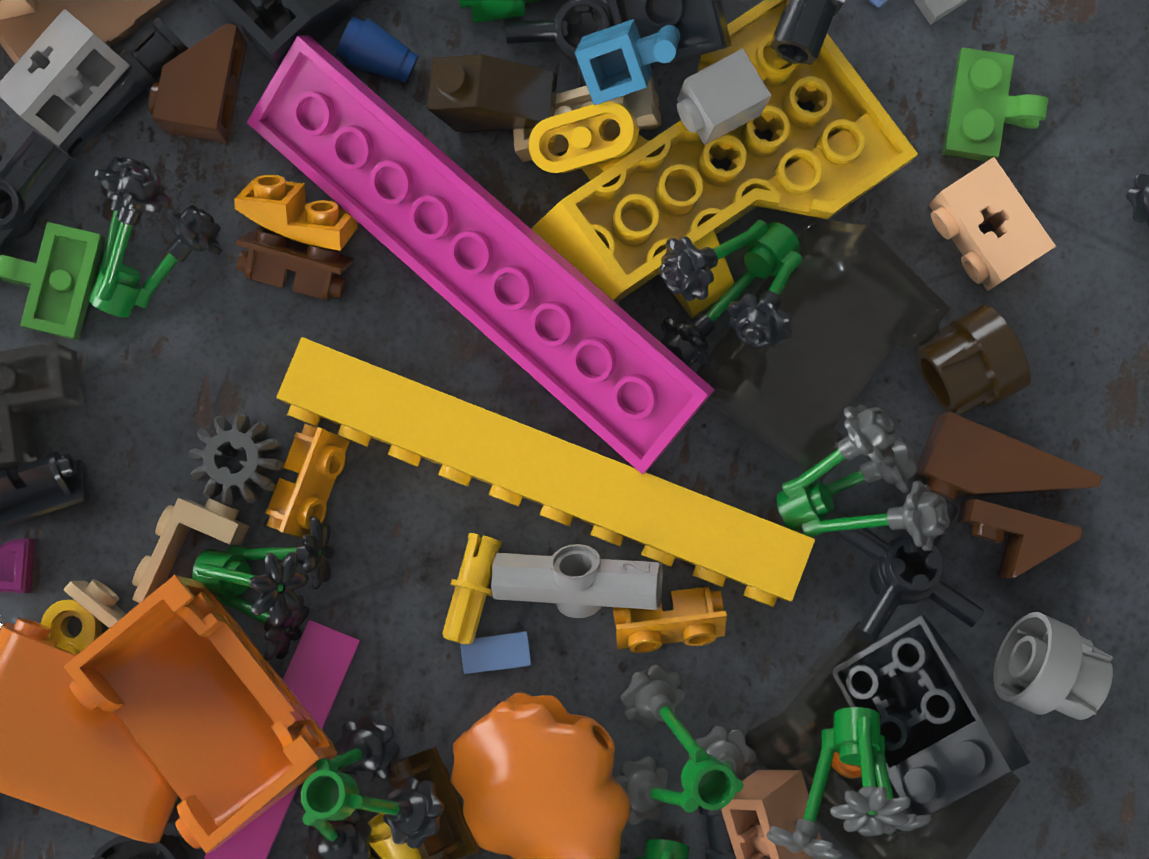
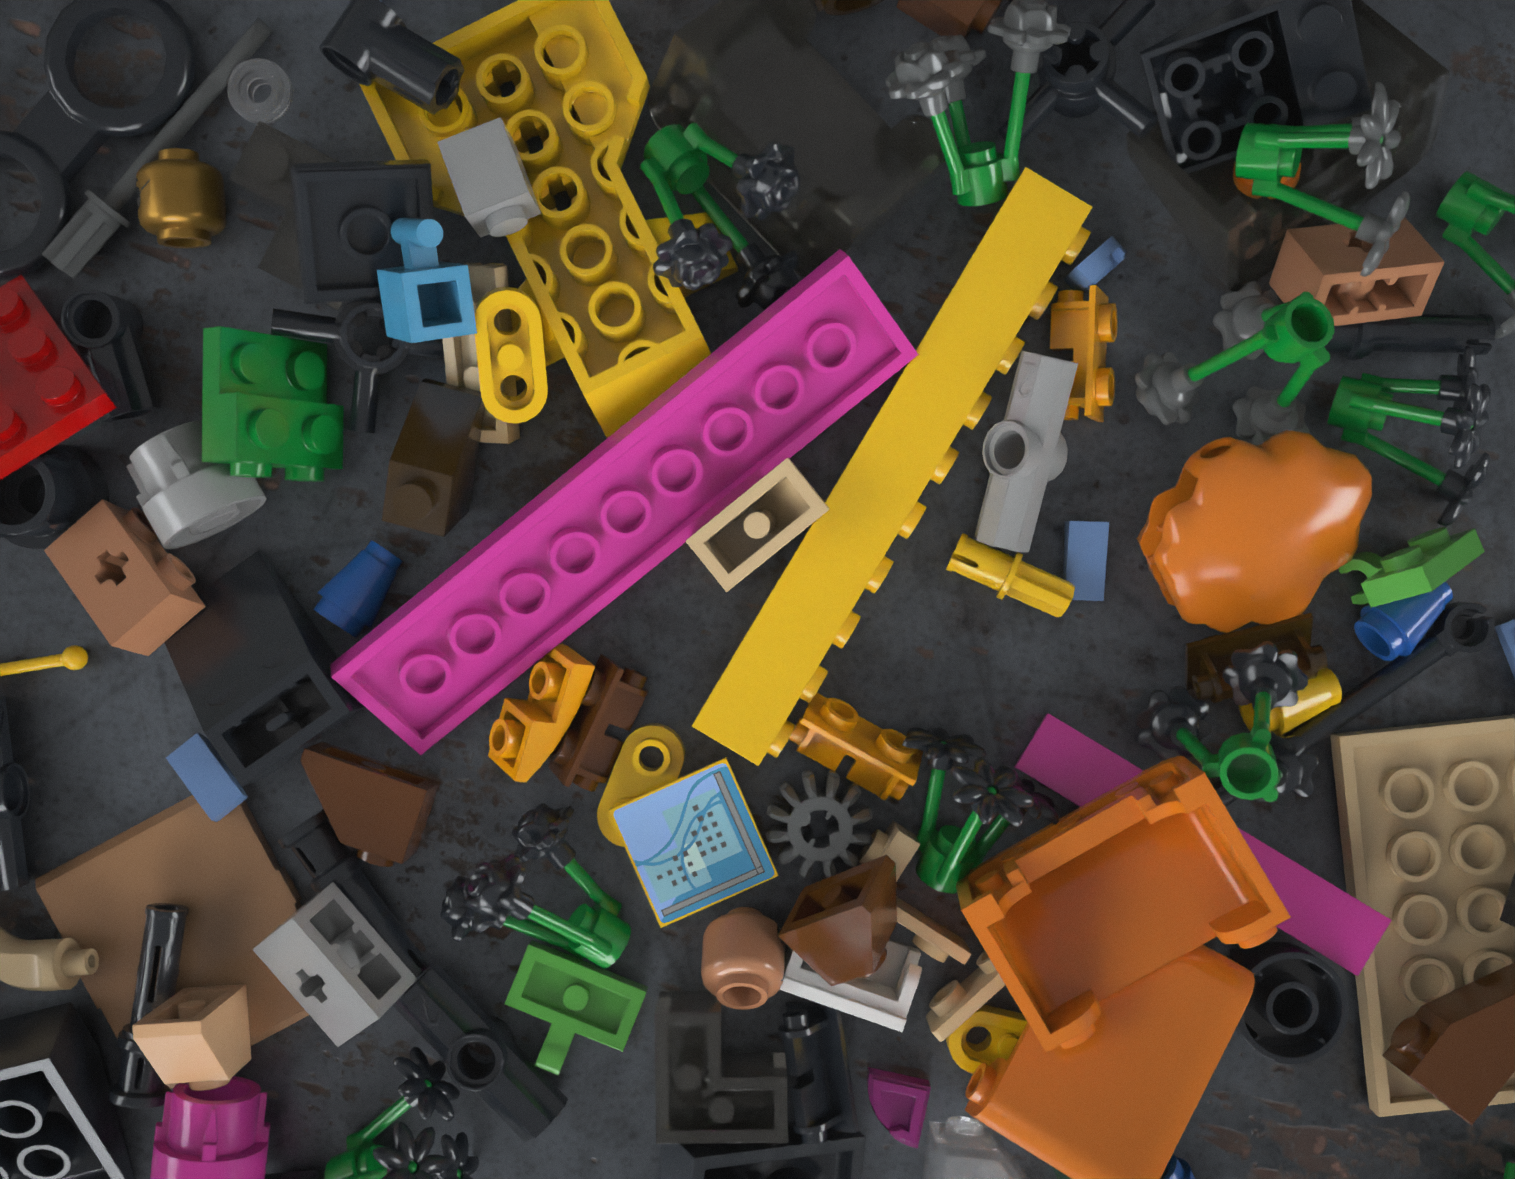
camera: 75 degrees left, 5 degrees up
(112, 413) = (743, 958): none -> nougat head
(115, 507) = (878, 998): none -> white hinge
(153, 490) = (845, 921): none -> reddish brown slope
(204, 355) = (693, 842): none -> piece
(247, 306) = (632, 778): none -> yellow plate
(476, 362) = (757, 524): none -> tan slope
(749, 620) = (1096, 265): none -> medium blue tile

